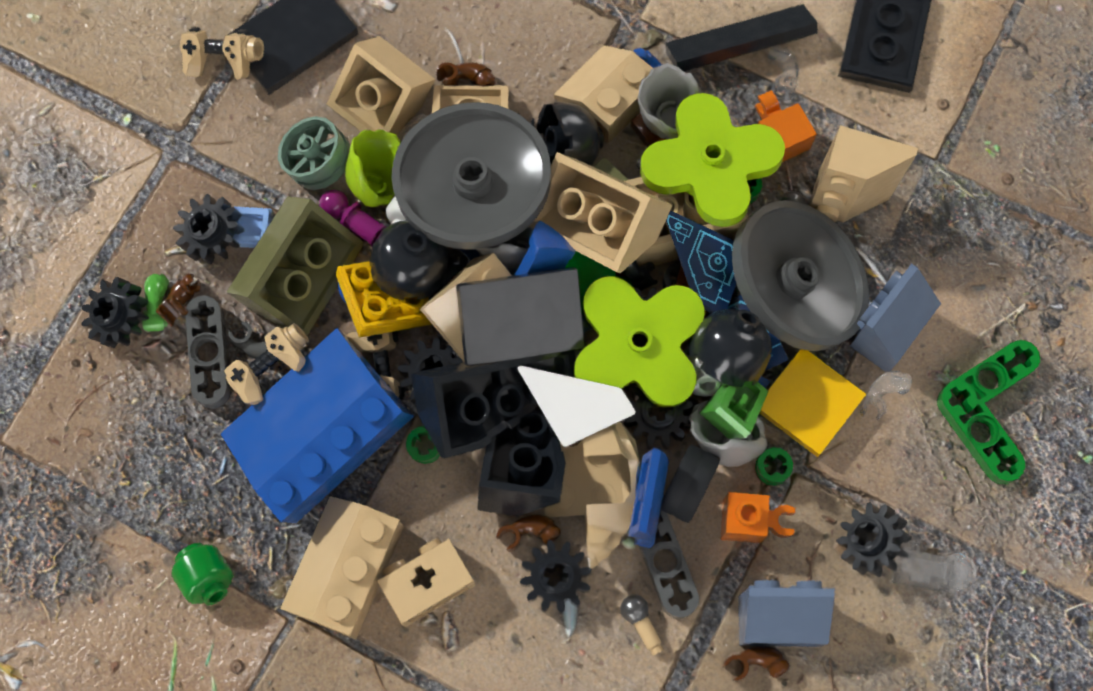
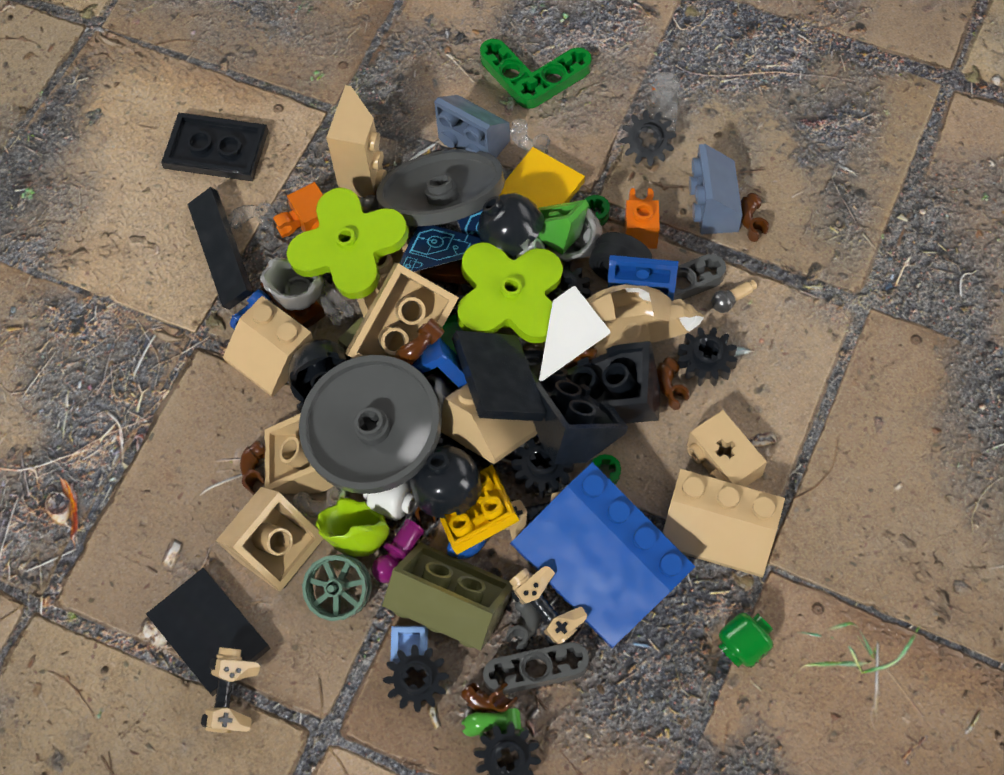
camera: 90 degrees left, 10 degrees down
(572, 237) = (429, 334): none -> reddish brown arm

